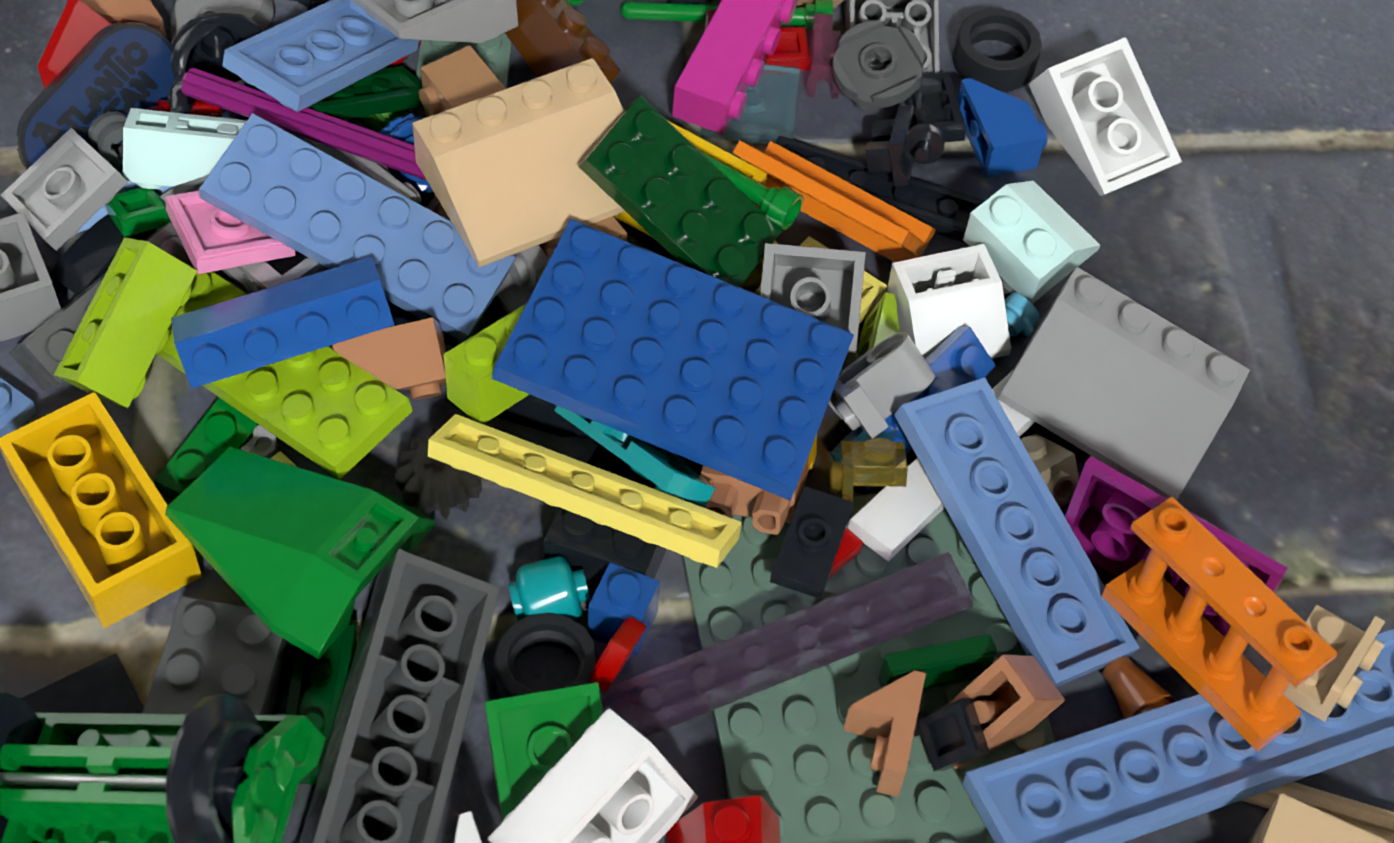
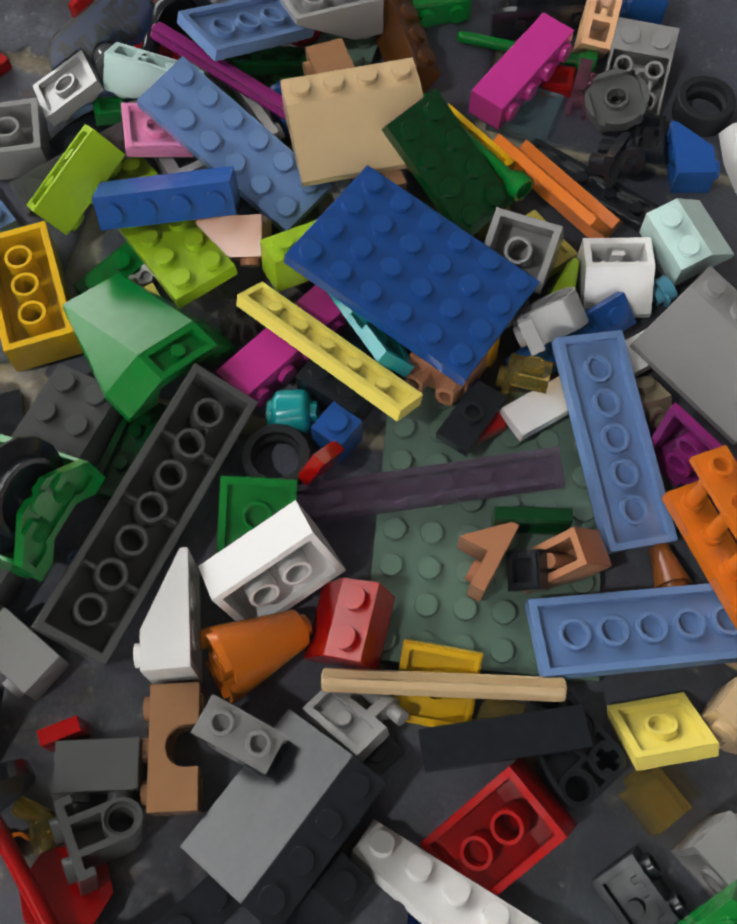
camera: 20 degrees right, 10 degrees up
(499, 522) = (271, 360): none -> dark pink brick

